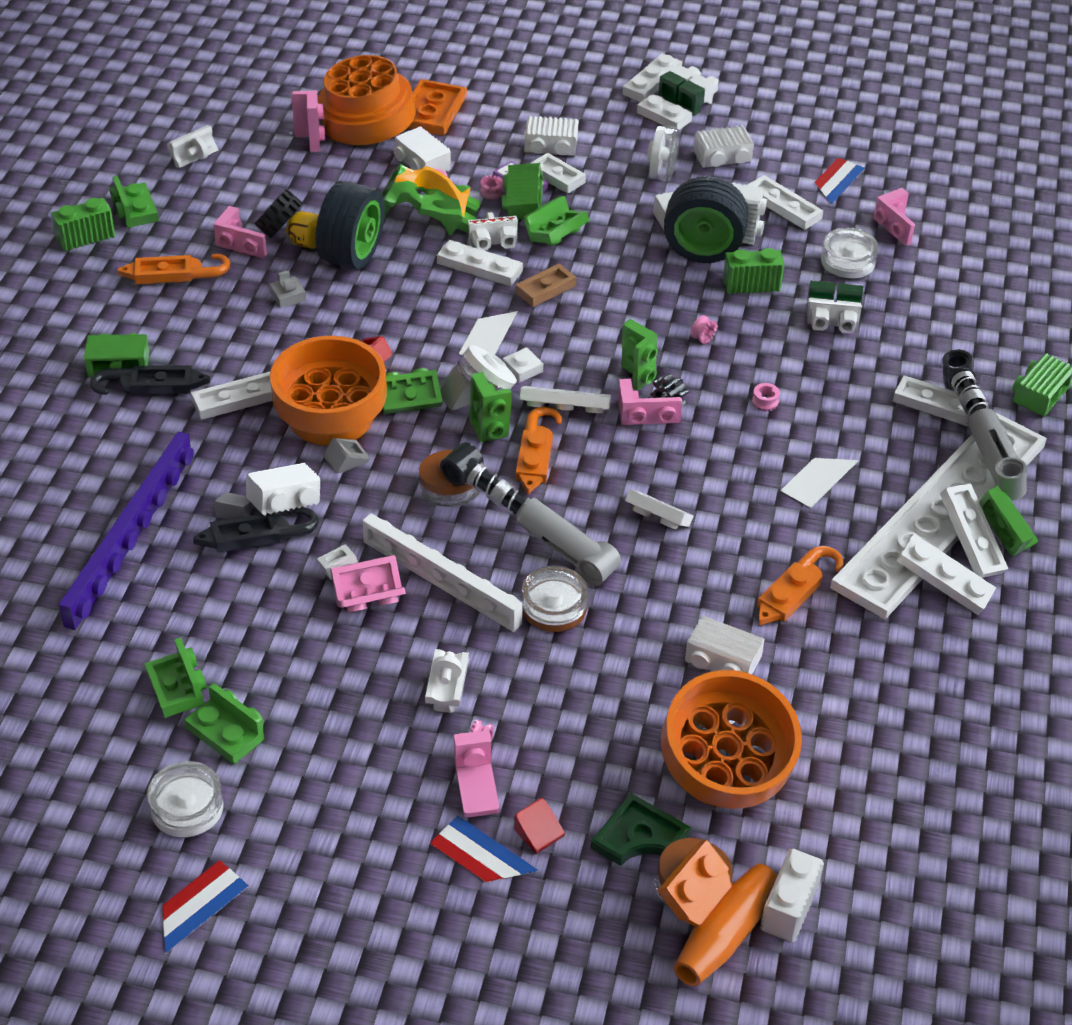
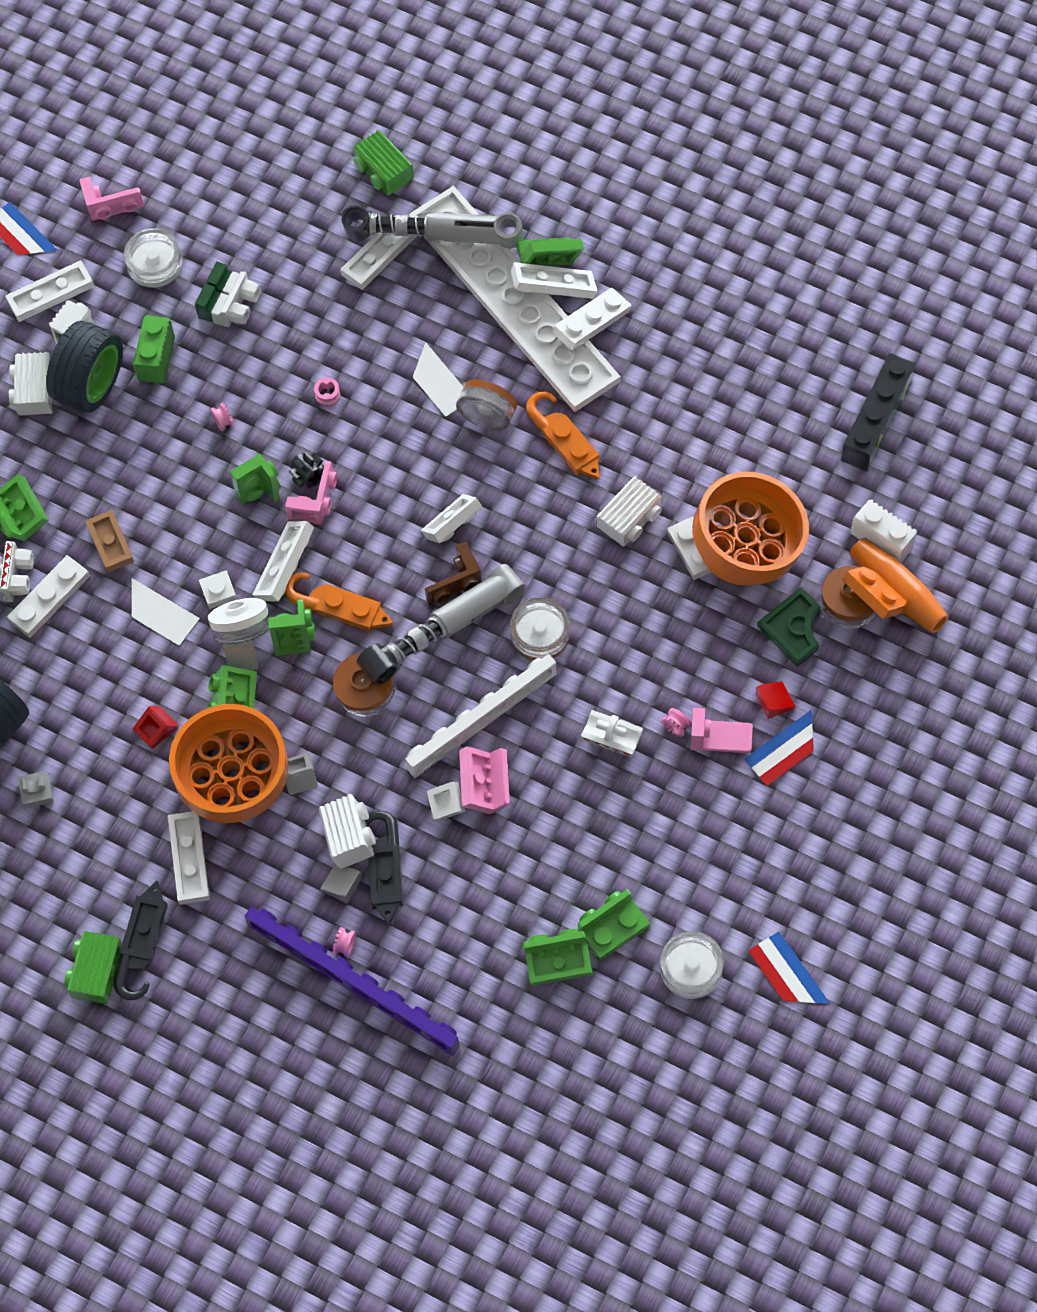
camera: 70 degrees left, 20 degrees up
(164, 511) = (345, 942): none -> bright pink bush
(610, 529) = (468, 576): none -> reddish brown bracket
(797, 502) = (486, 405): none -> clear piece
(956, 862) = (878, 412): none -> black brick

